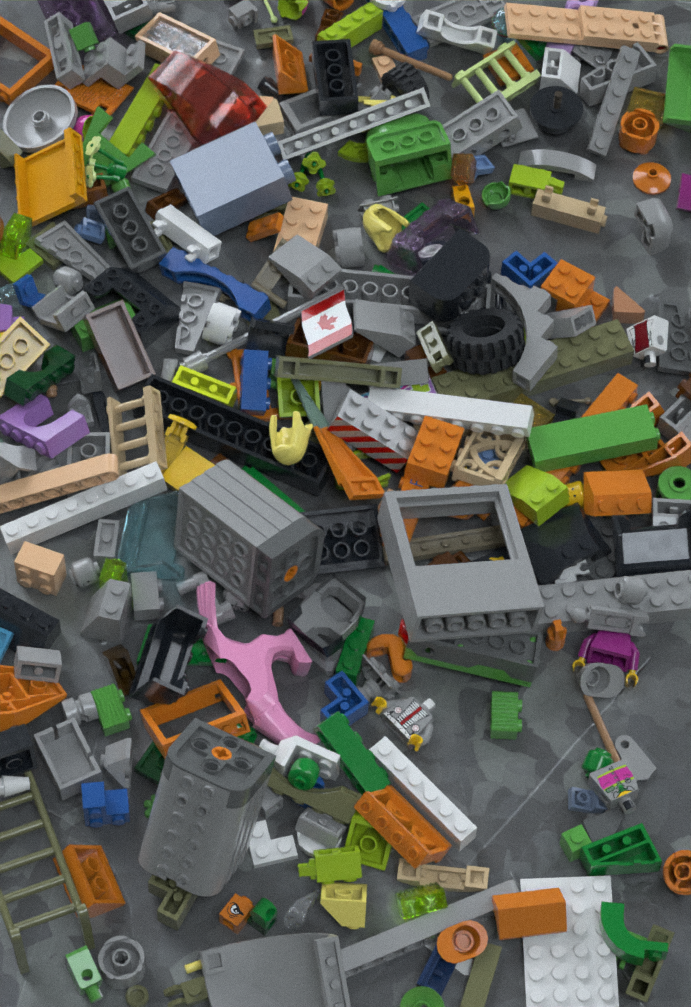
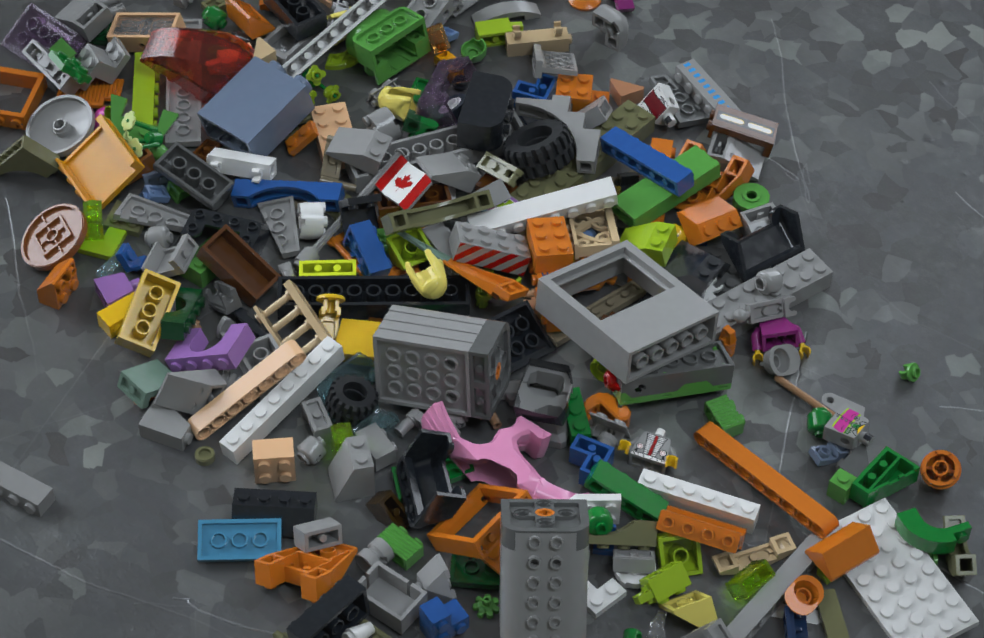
camera: 25 degrees left, 10 degrees down
(76, 59) = (70, 66): none -> green plate
(147, 523) = (351, 399): none -> black tyre
(256, 53) = (214, 17): none -> green head
(385, 261) = (418, 124): none -> leg
(502, 802) = (766, 480): none -> orange beam
(553, 236) = (552, 62): none -> light grey fence
(584, 402) = (647, 161): none -> blue brick

